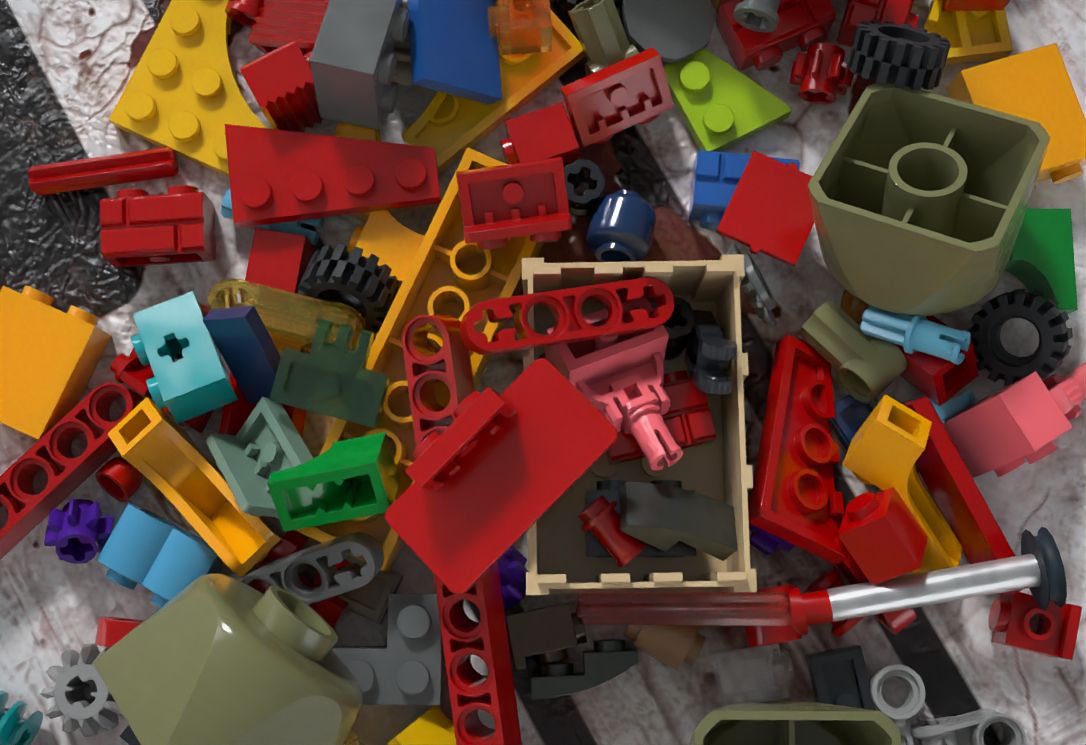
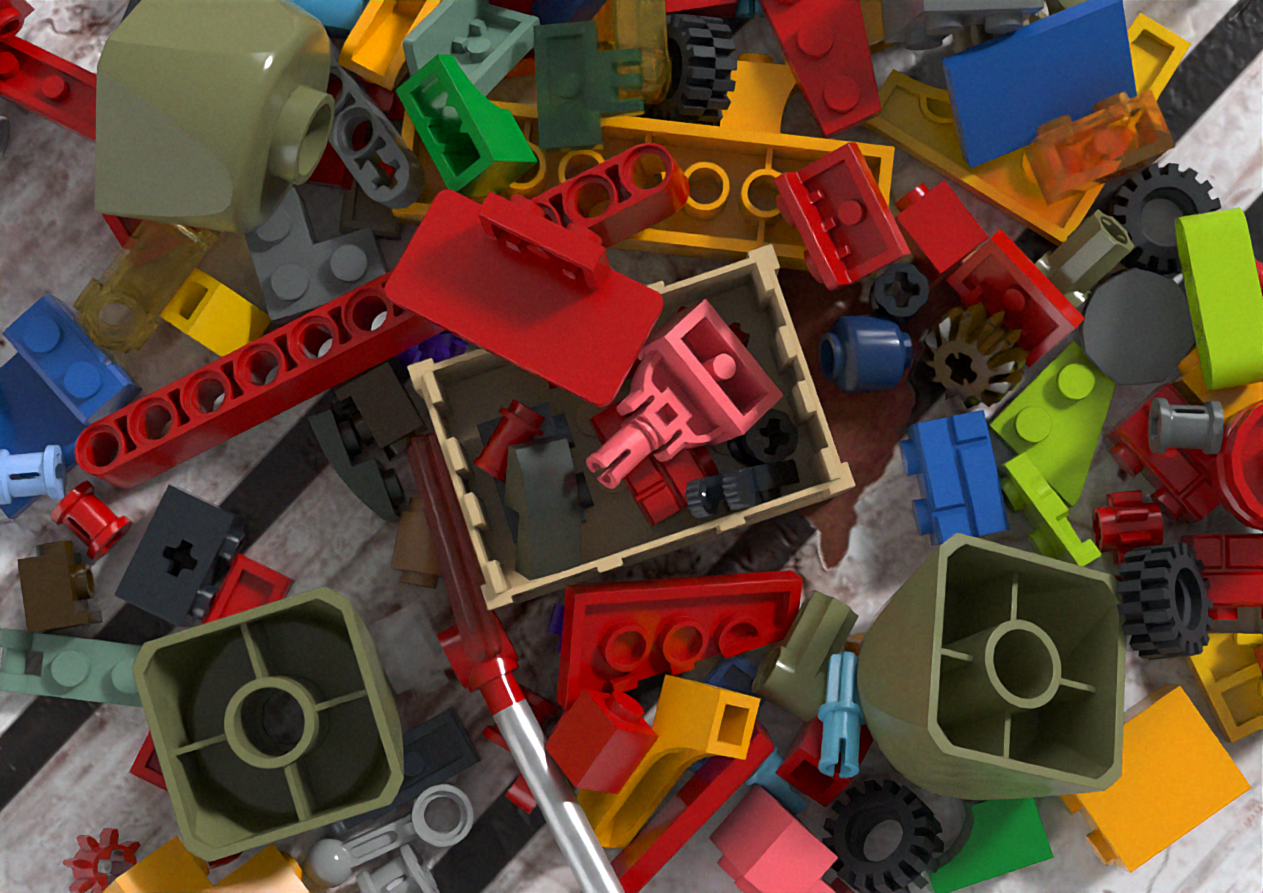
camera: 70 degrees right, 5 degrees up
(567, 311) = (717, 317): red beam -> none
(652, 143) = (974, 355): none -> dark brown gear
(756, 288) = (846, 520): dark grey gear -> none
(770, 209) = (934, 503): red piece -> none
(797, 129) = (1052, 534): none -> lime wing

